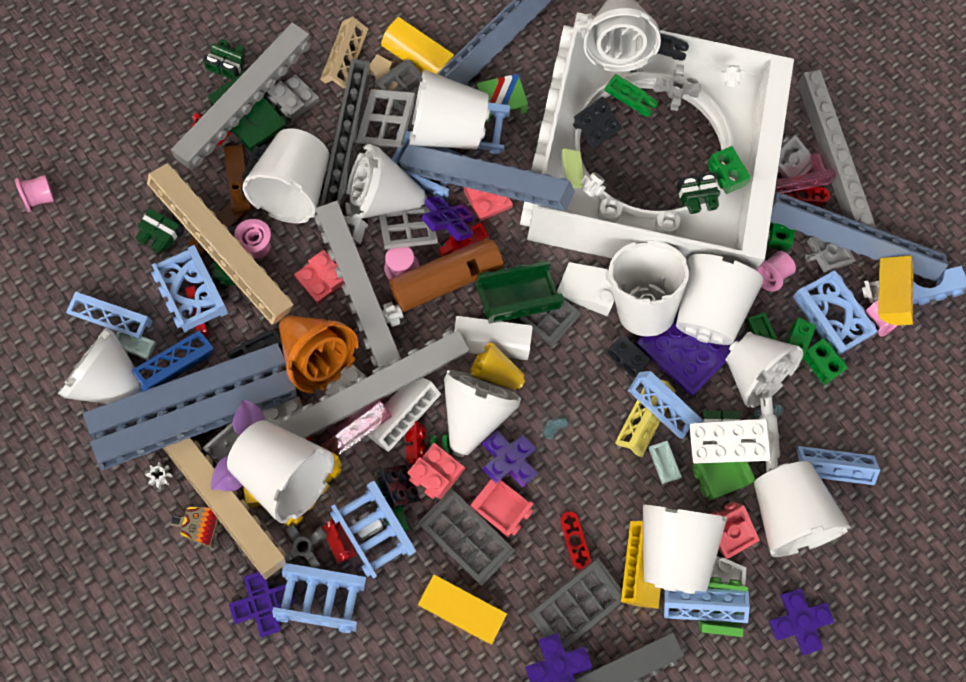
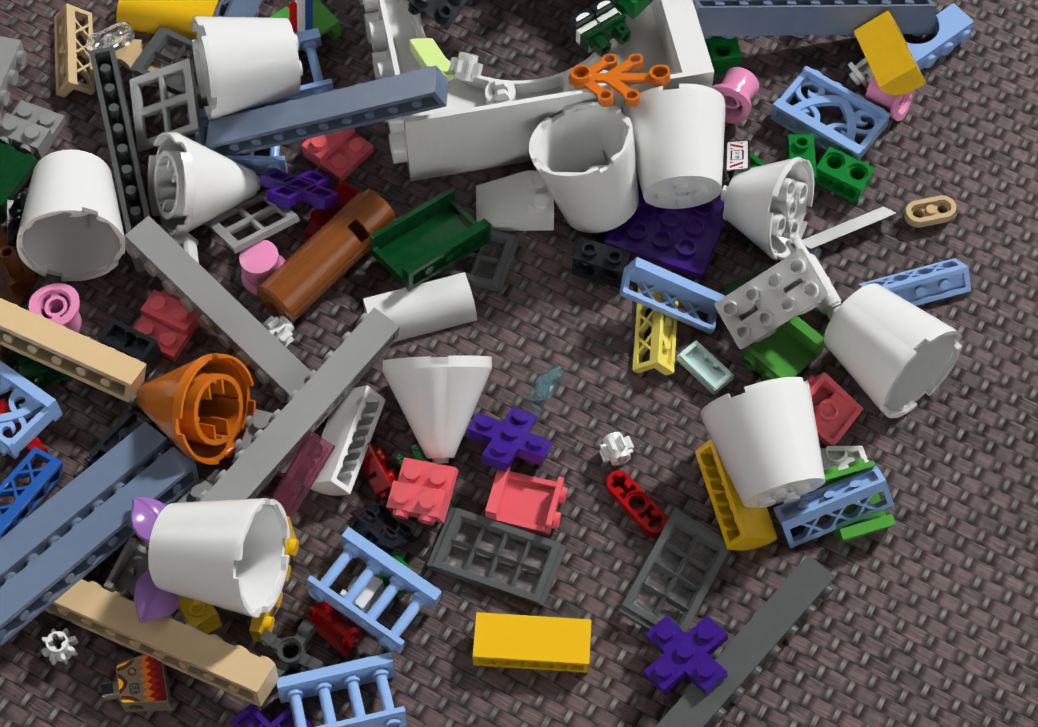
camera: 15 degrees left, 10 degrees down
(290, 284) = (132, 343): none -> black brick
(373, 53) = (117, 35): none -> clear plate
(497, 368) = (443, 338): yellow cone -> none
(578, 496) = (616, 448): none -> white gear
(694, 235) = (588, 77): none -> orange plant
(755, 319) = (737, 155): none -> white sticker
(801, 621) = (959, 482): dark purple plate -> none
(809, 401) = (847, 227): none -> white sticker
(828, 254) = (790, 51): light grey plate -> none
(871, 414) = (928, 211): none -> tan plate

